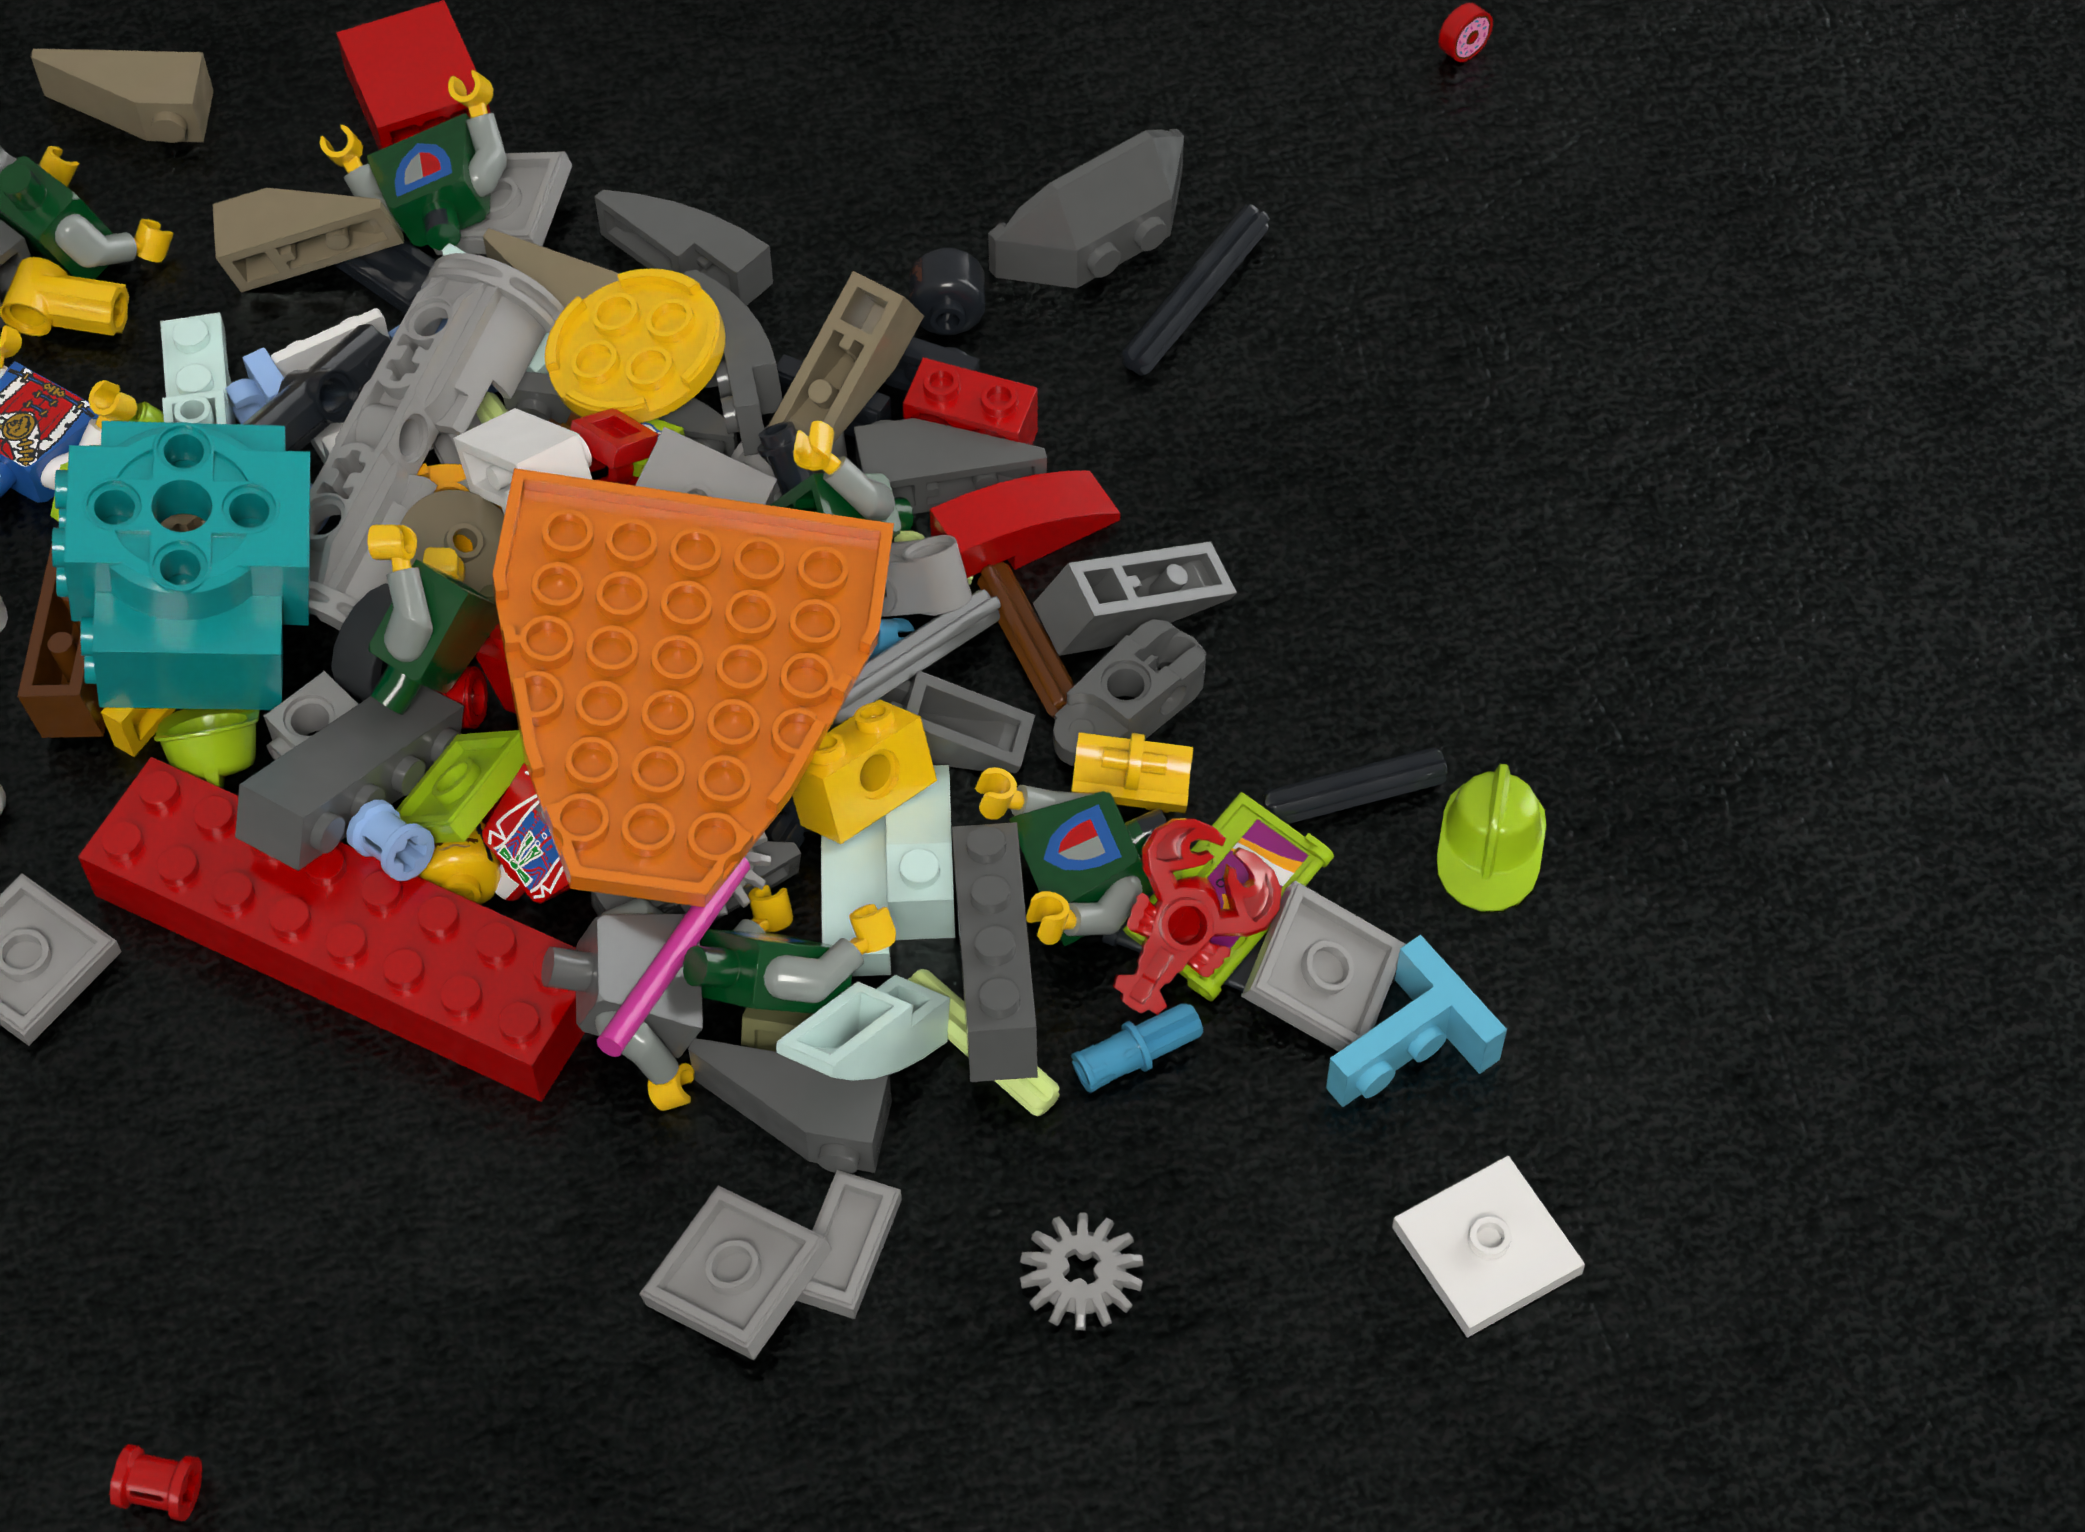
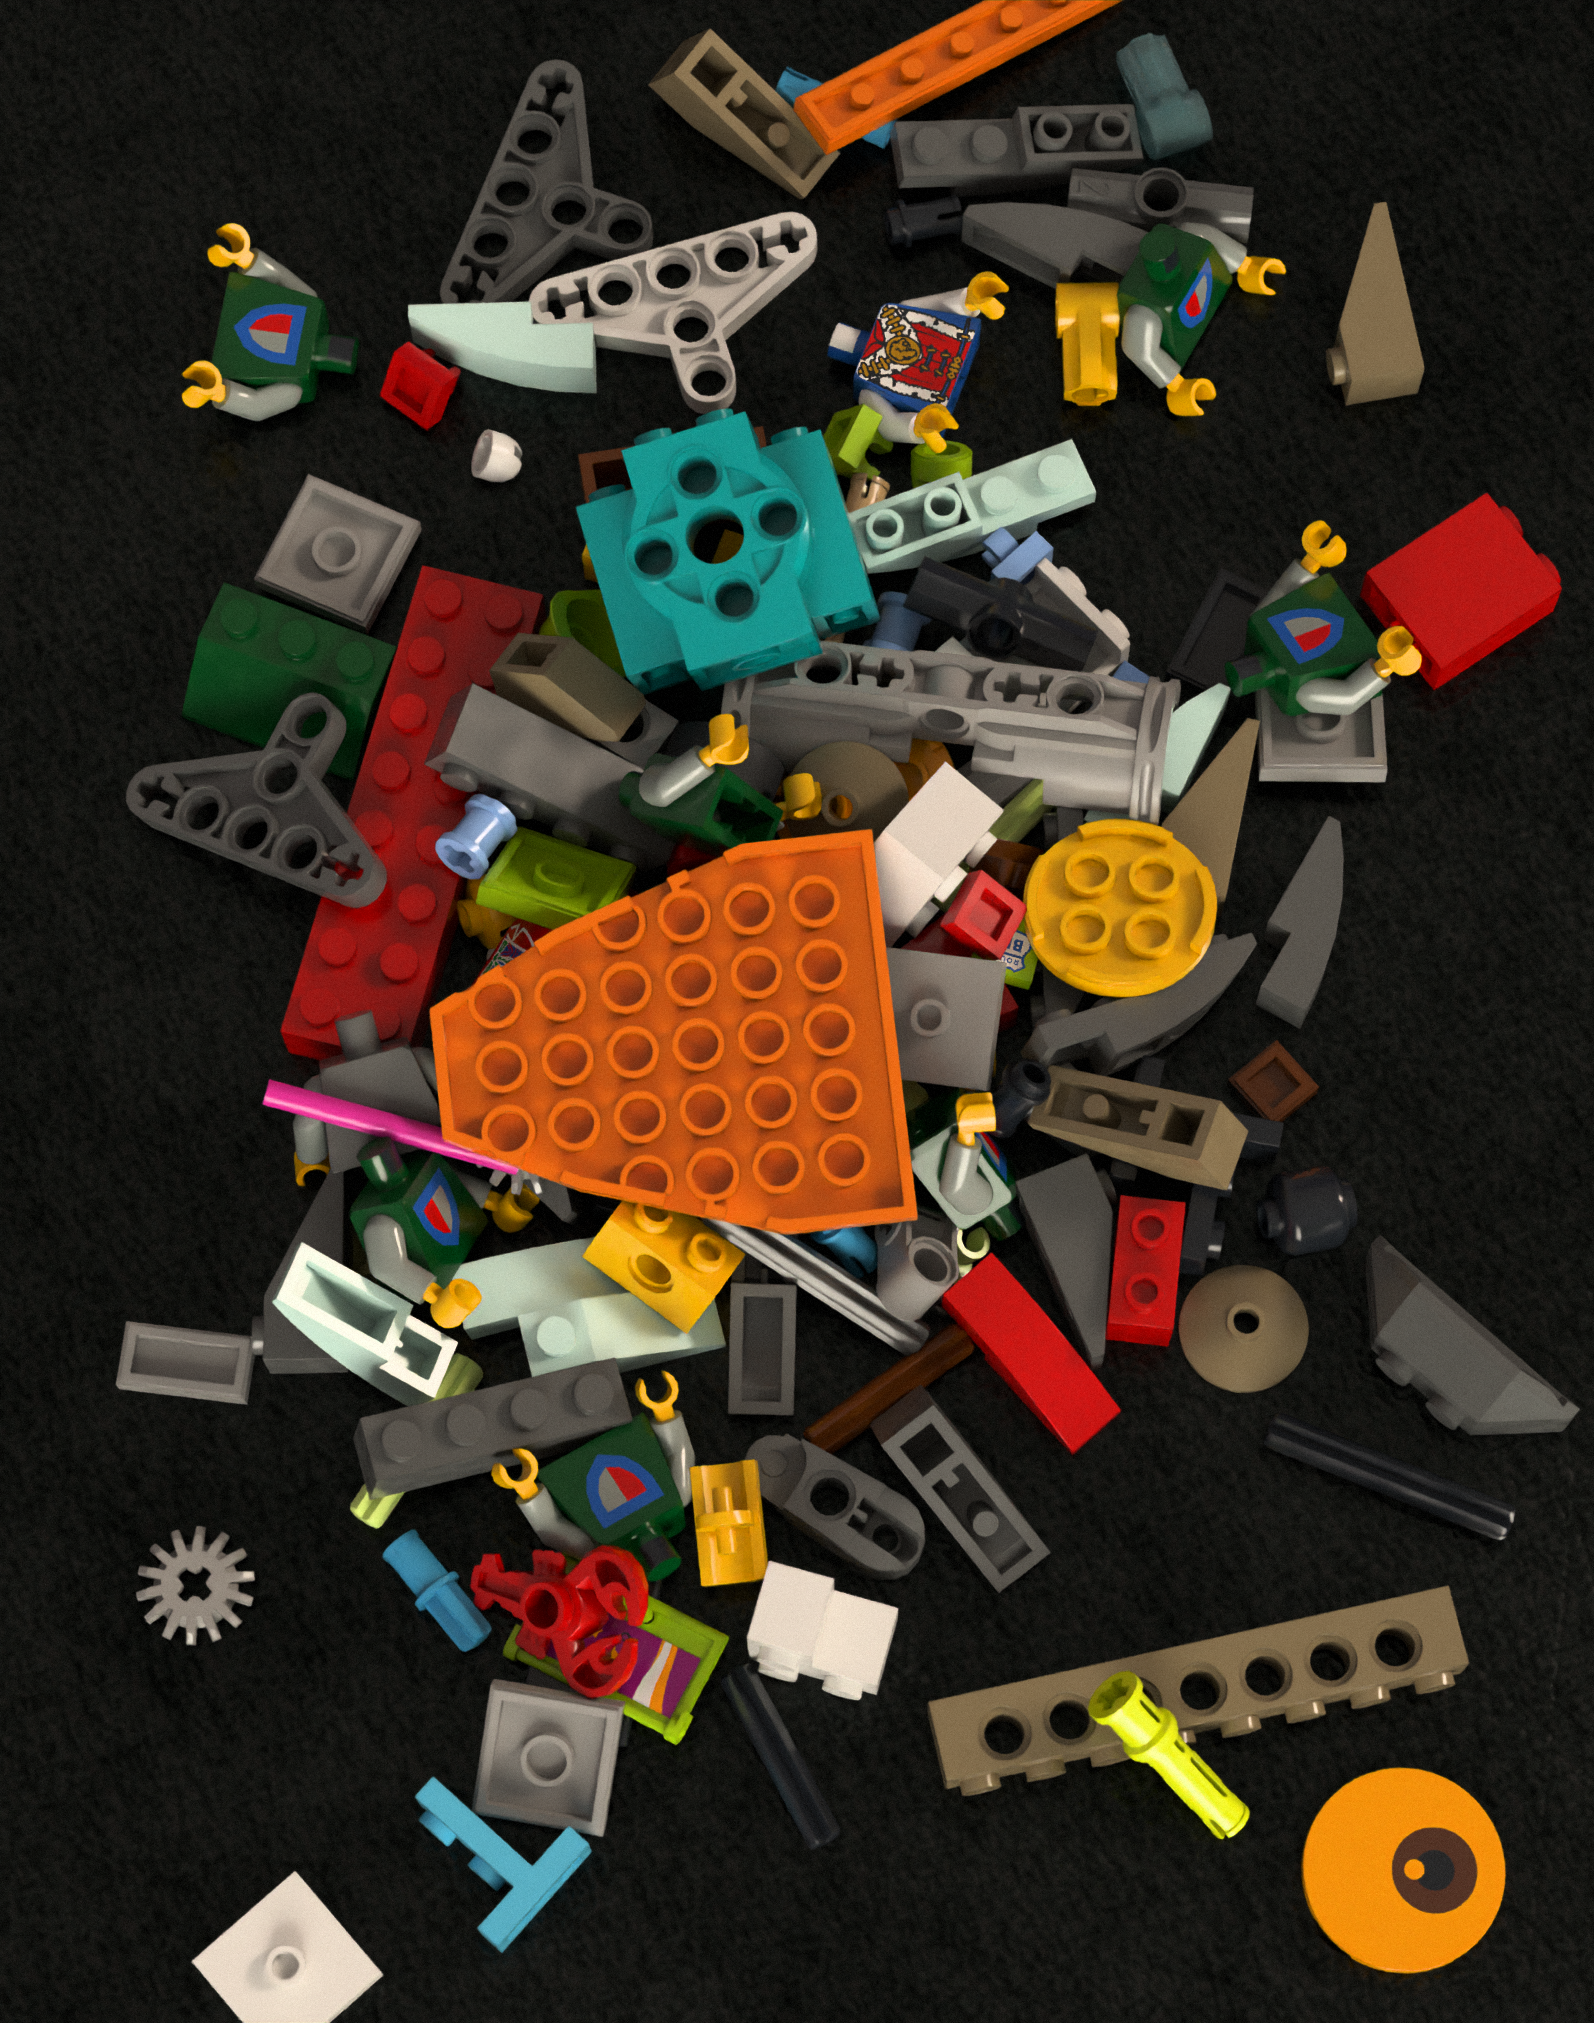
camera: 80 degrees right, 15 degrees up
(148, 1019) = (265, 655): none -> dark green slope
(260, 731) = (566, 686): none -> dark tan slope
(267, 1067) = (245, 797): none -> dark grey beam
(294, 232) = (1210, 516): dark tan slope -> none
(735, 1272) = (132, 1269): light grey plate -> none
(812, 302) = (1273, 1084): none -> reddish brown tile
(1062, 375) = (1238, 1359): none -> dark tan dish
(1248, 721) = (819, 1632): none -> white brick
(1360, 460) = (1421, 1620): none -> dark tan brick
(1408, 463) = (1153, 1738): none -> neon yellow pin
(1491, 841) = (749, 1907): lime piece -> none
(1542, 346) = (1403, 1870): none -> light orange tile

